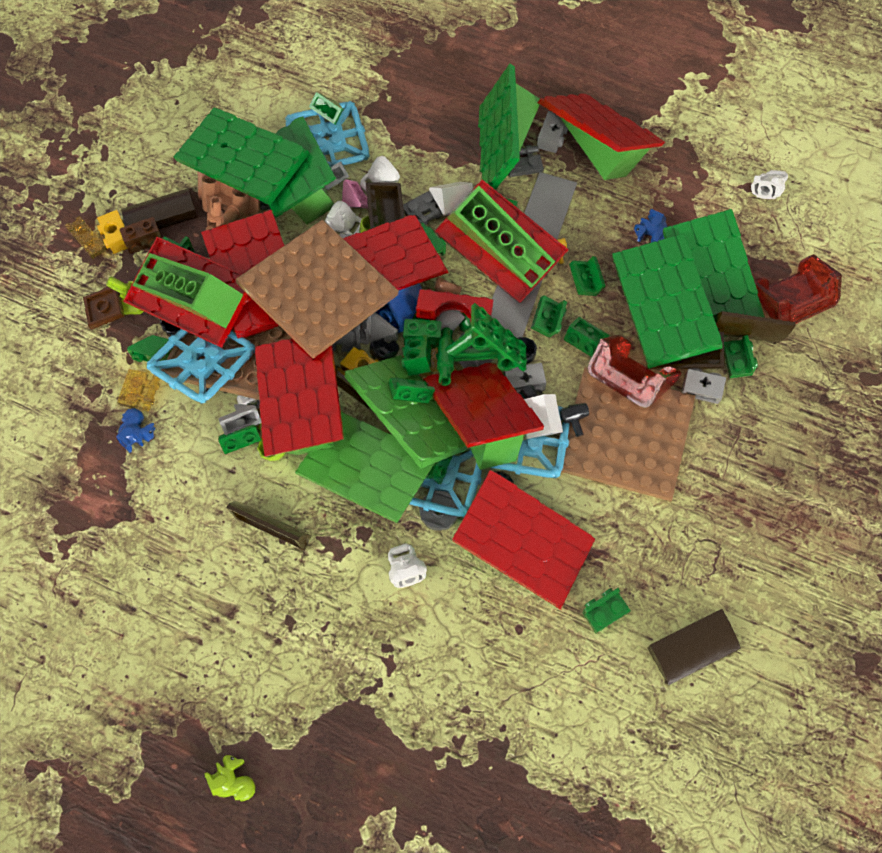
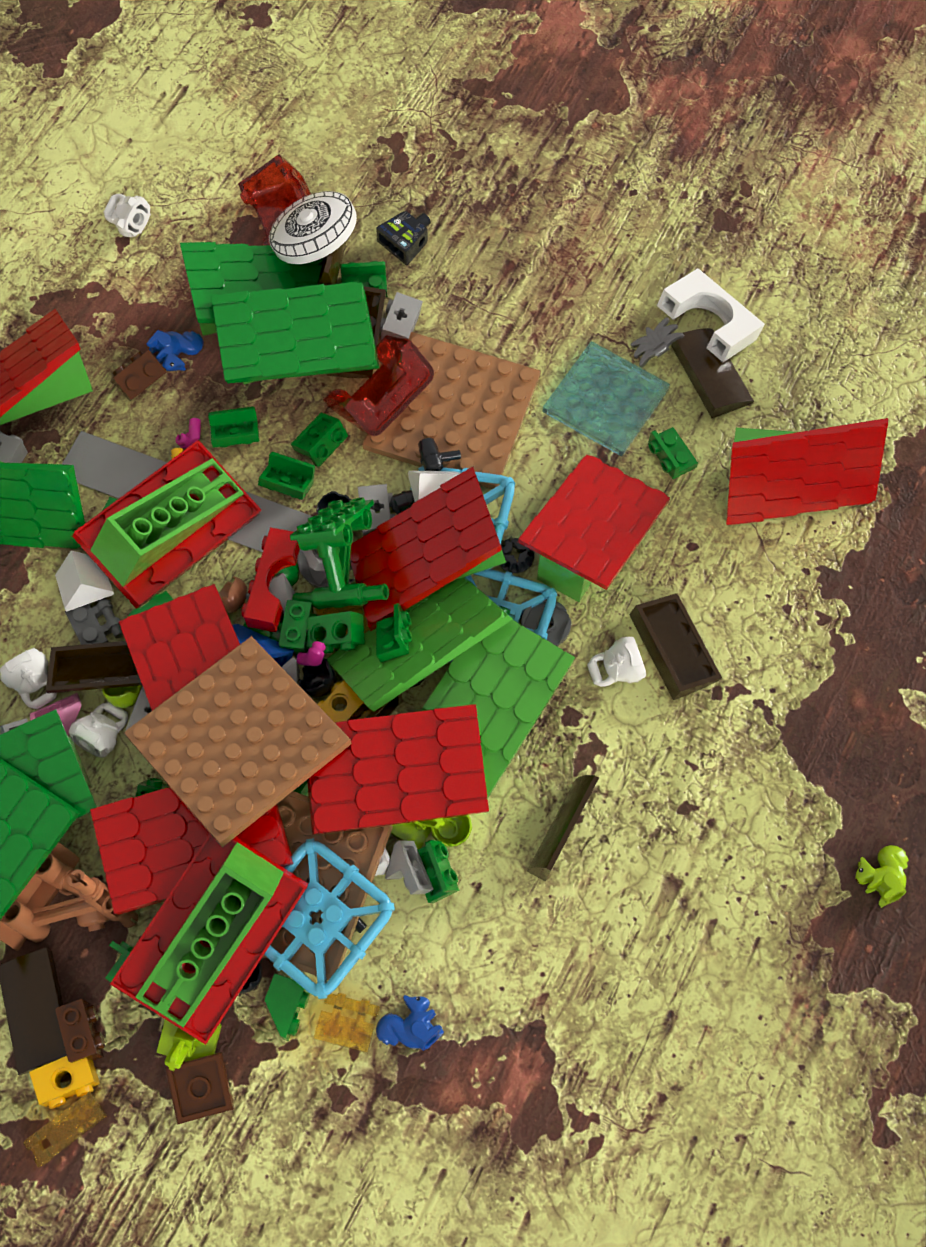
camera: 90 degrees left, 0 degrees up
(398, 341) = (314, 656): none -> dark pink arm
(425, 612) = (675, 645): none -> dark brown slope
(578, 251) = (192, 436): none -> dark pink arm
(588, 707) = (803, 471): none -> red piece
(626, 210) = (138, 375): none -> reddish brown bracket
(654, 555) = (606, 398): none -> clear light blue plate
(714, 594) = (656, 341): none -> flat silver piece
(770, 304) = (312, 227): none -> dish
(775, 634) = (700, 291): none -> white arch
(790, 384) = (404, 235): none -> torso

